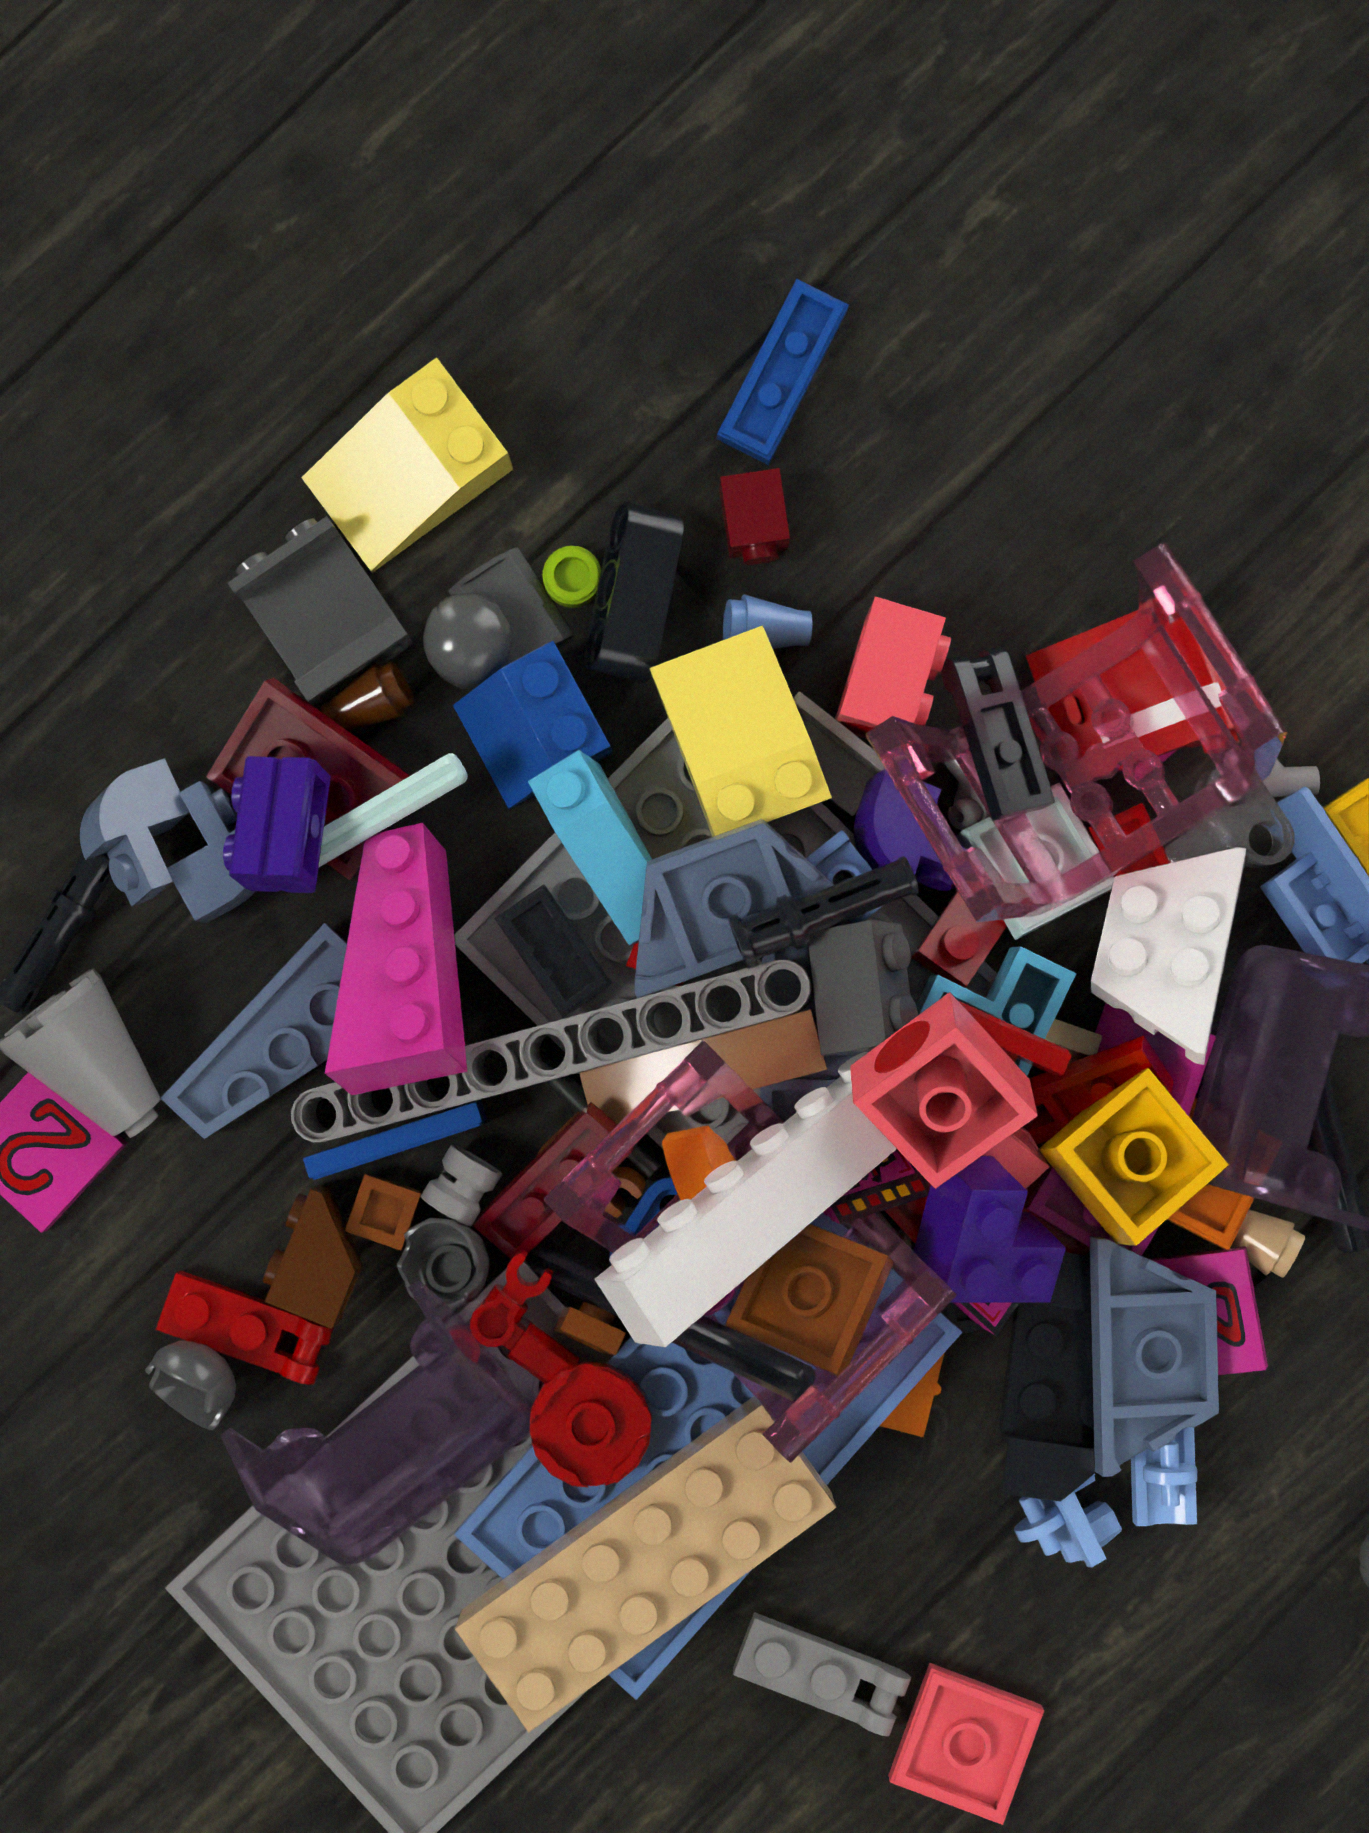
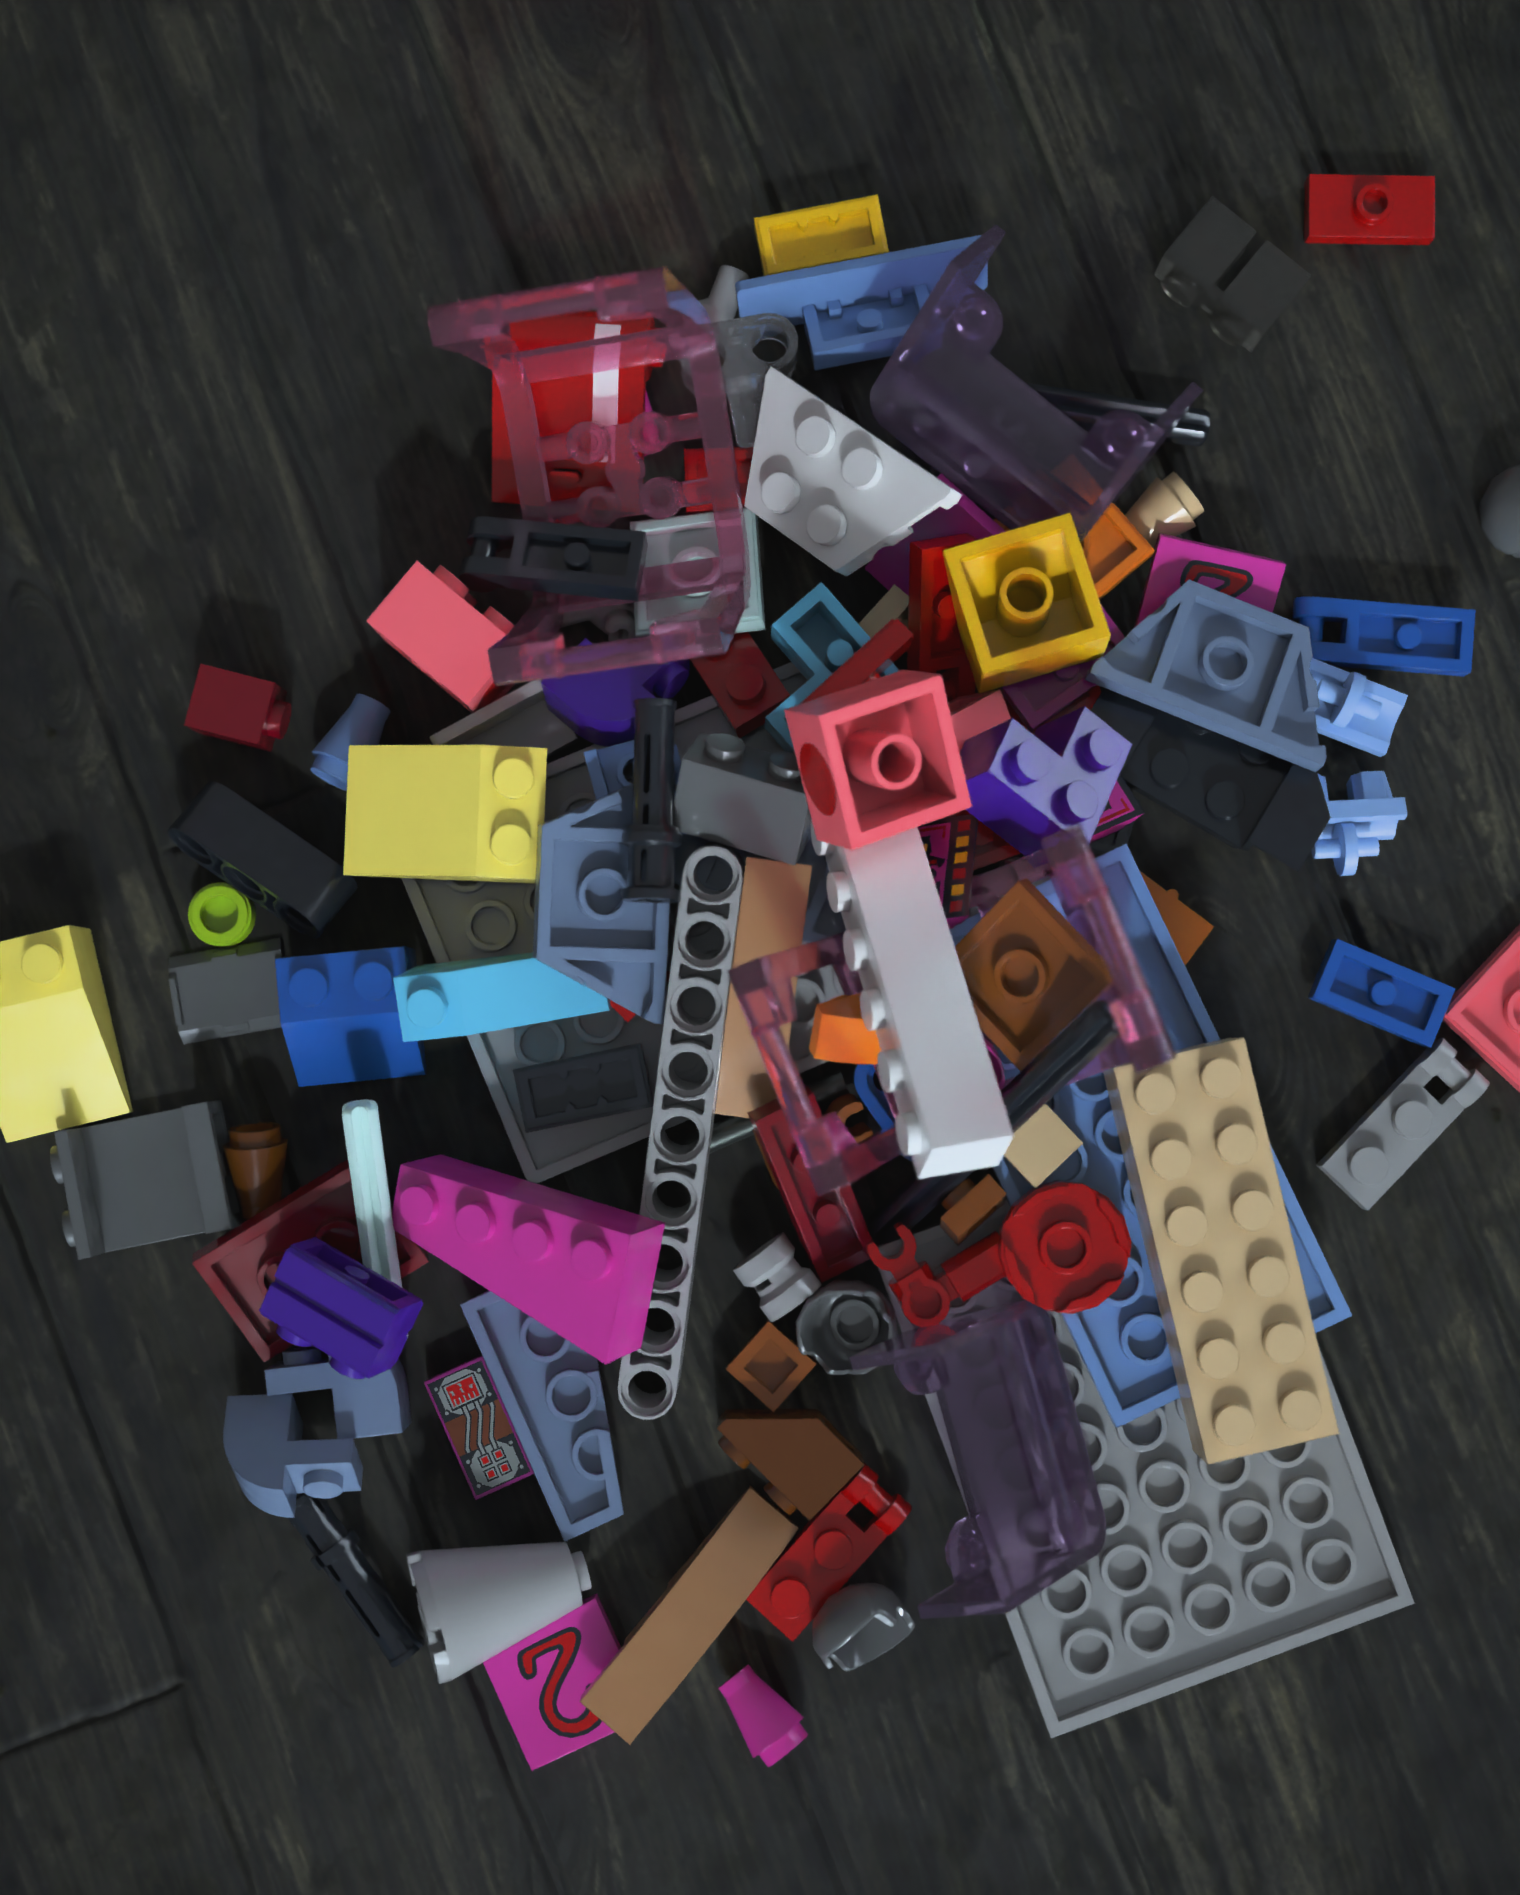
camera: 65 degrees left, 0 degrees up
(81, 1331) = (763, 1716): none -> dark pink cone
(142, 1231) = (689, 1614): none -> medium nougat slope
(227, 982) = (478, 1427): none -> tile
(395, 1140) = (705, 1324): blue tile -> none
(467, 639) = (238, 1044): dark grey hair -> none
(668, 1370) = (1041, 1146): none -> tan tile
(782, 372) = (108, 621): blue tile -> none
(927, 1608) = (1381, 993): none -> blue plate
(1243, 1486) = (1390, 635): none -> blue plate

